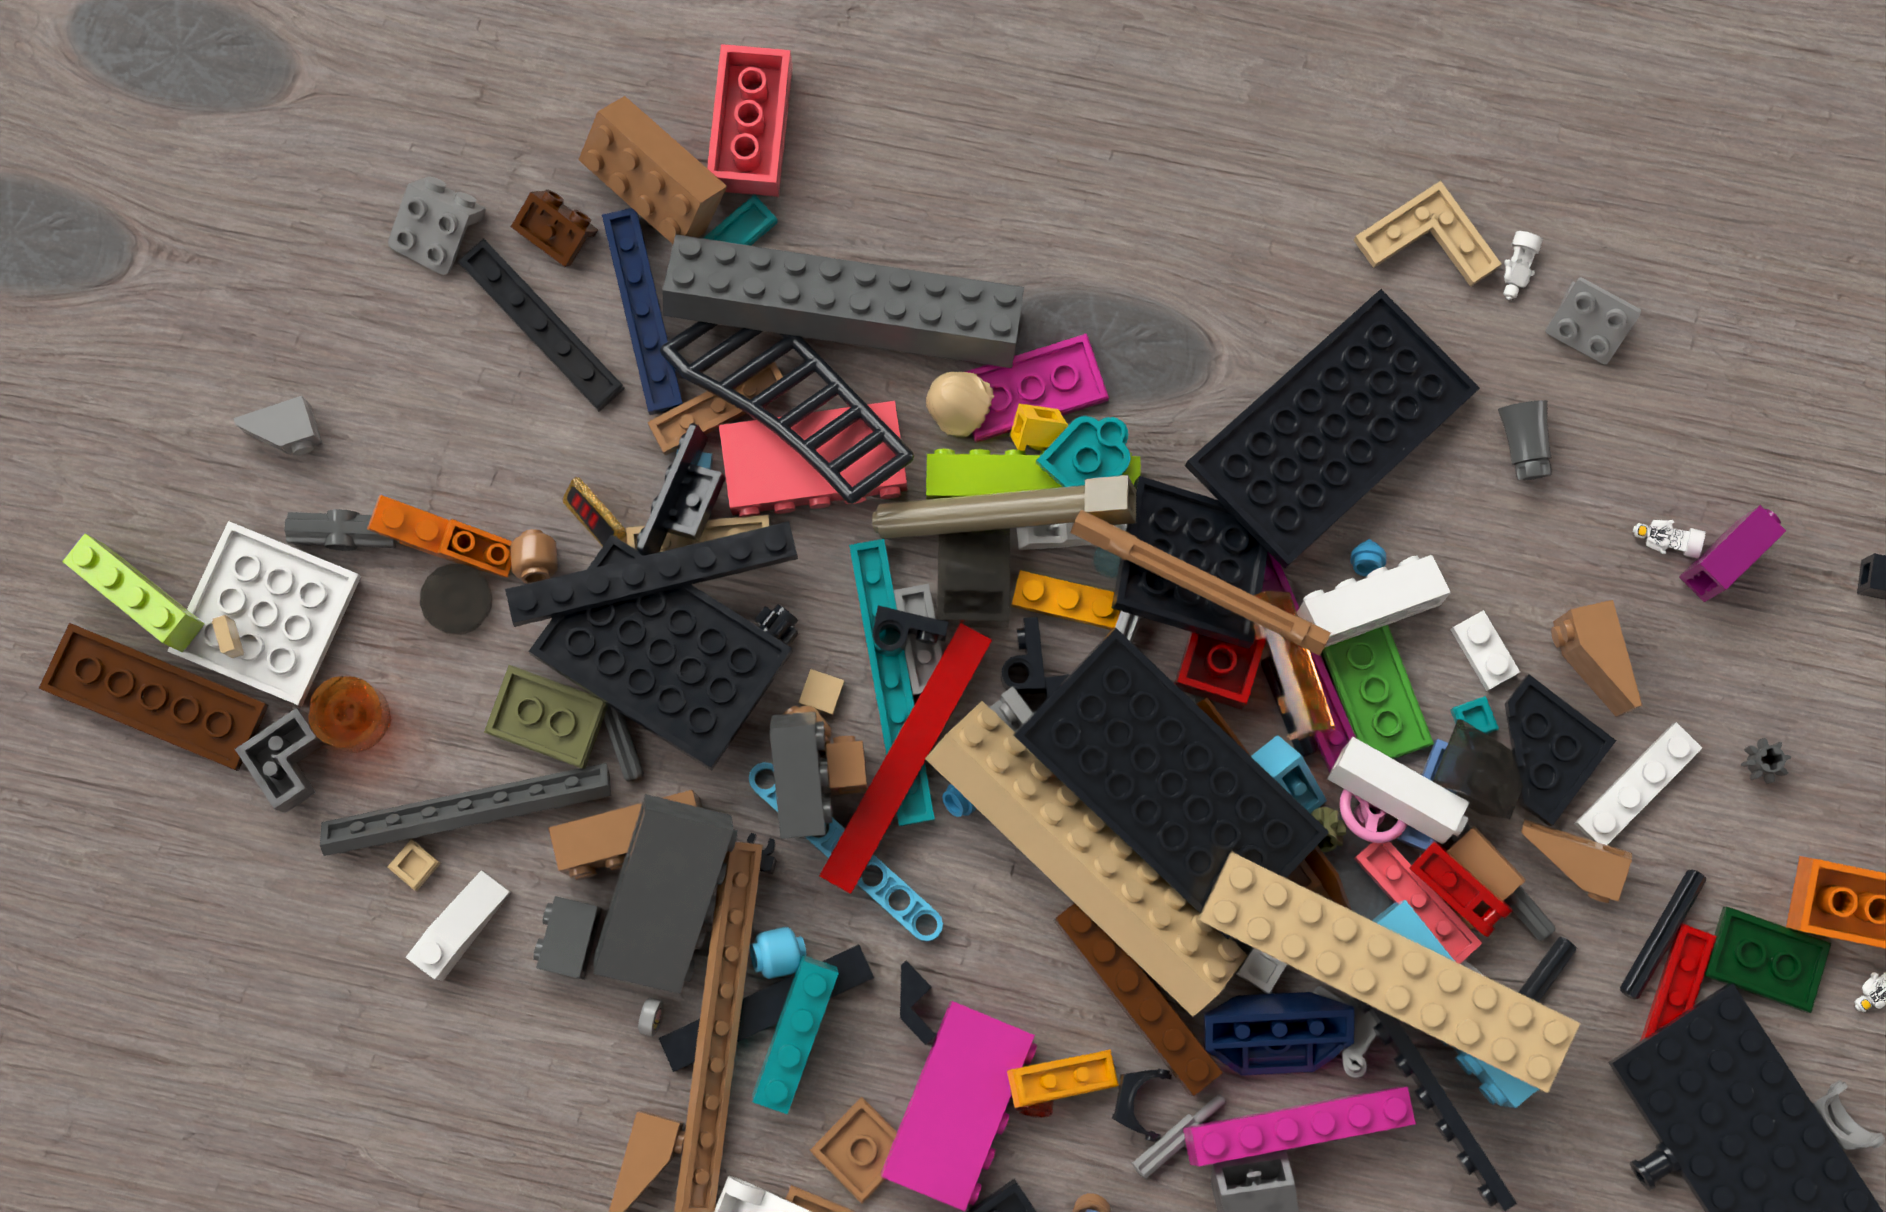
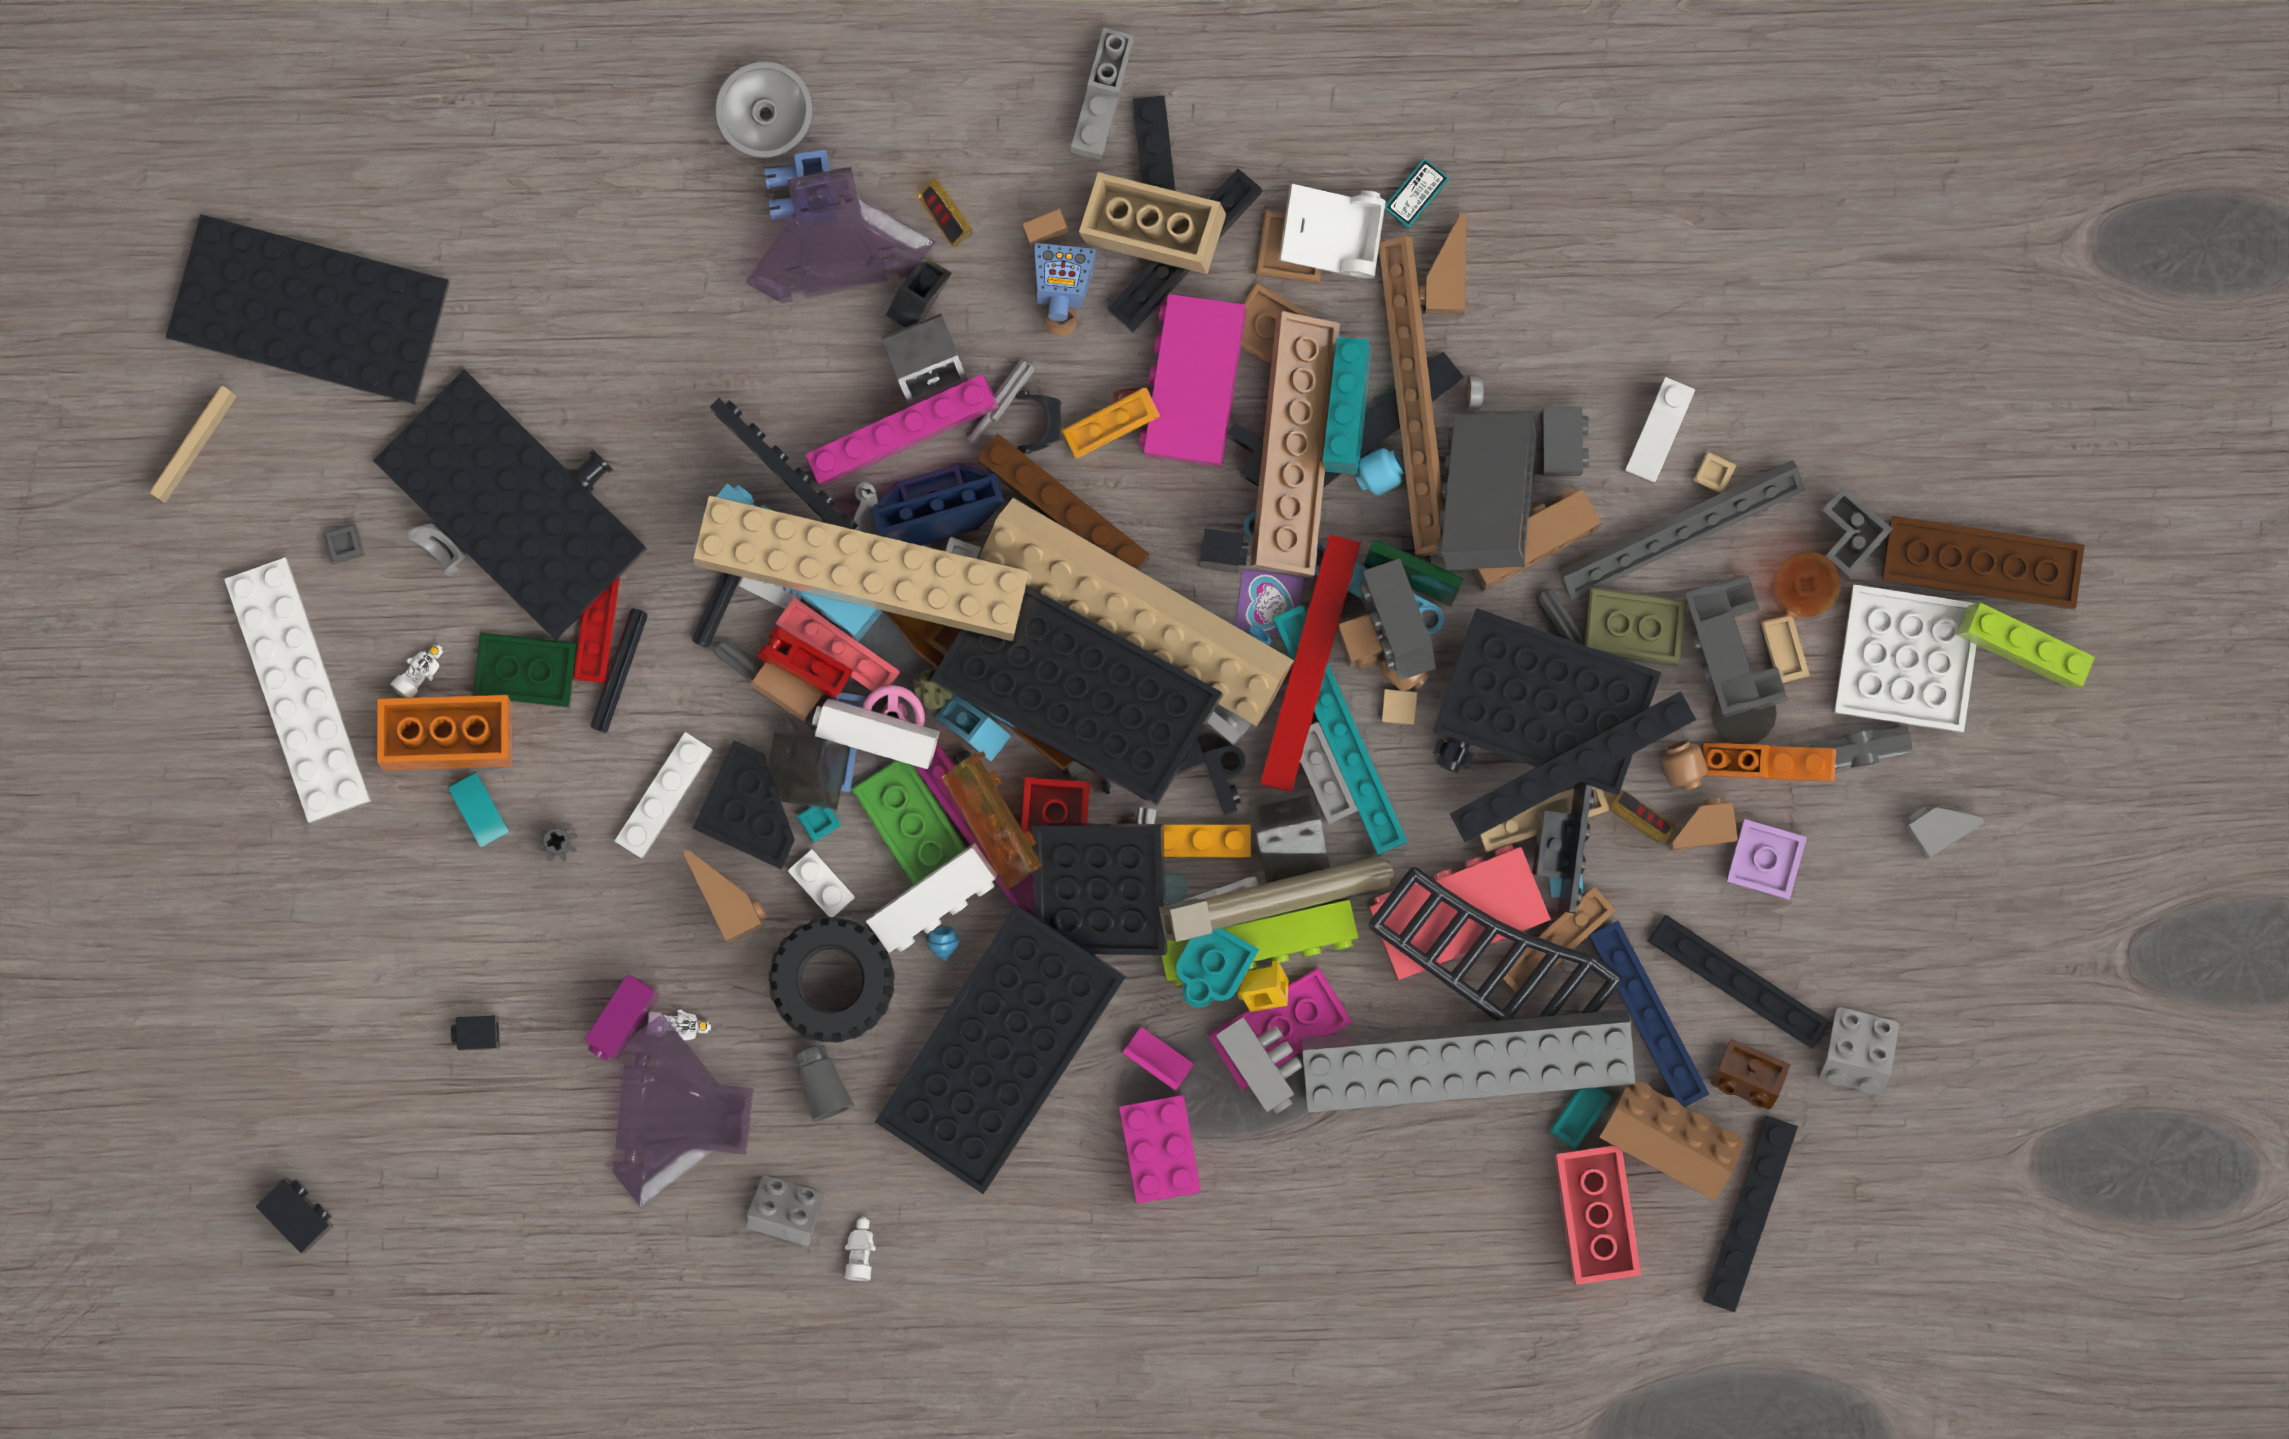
camera: 170 degrees right, 5 degrees up
(227, 636) = (1929, 625): tan tile -> none
(393, 656) = (1785, 648): none -> tan tile
(455, 665) = (1726, 659): none -> dark grey bracket
(475, 439) = (1766, 859): none -> lavender plate
(528, 486) = (1708, 826): none -> medium nougat slope
(593, 93) = (1750, 1213): none -> black plate
(767, 828) = (1422, 575): none -> dark green tile
(864, 1005) = (1294, 445): none -> medium nougat plate
(926, 629) = (1320, 778): black plate -> none
(935, 845) = (1266, 596): none -> sticker
(959, 402) = (1340, 995): tan hair -> none
(971, 902) = (1223, 551): none -> black brick
(1066, 342) = (1258, 1065): none -> light grey piece
(1167, 383) = (1158, 1059): none -> dark pink panel
(1186, 290) = (1160, 1149): none -> dark pink brick
(1200, 582) = (1091, 862): medium nougat piece -> none
(1434, 213) = (946, 1281): tan plate -> none
(1530, 509) = (788, 968): none -> black tyre
(1586, 862) = (700, 714): medium nougat slope -> none
(1690, 447) = (673, 1112): none -> clear purple plate
(1846, 818) = (478, 809): none -> teal slope

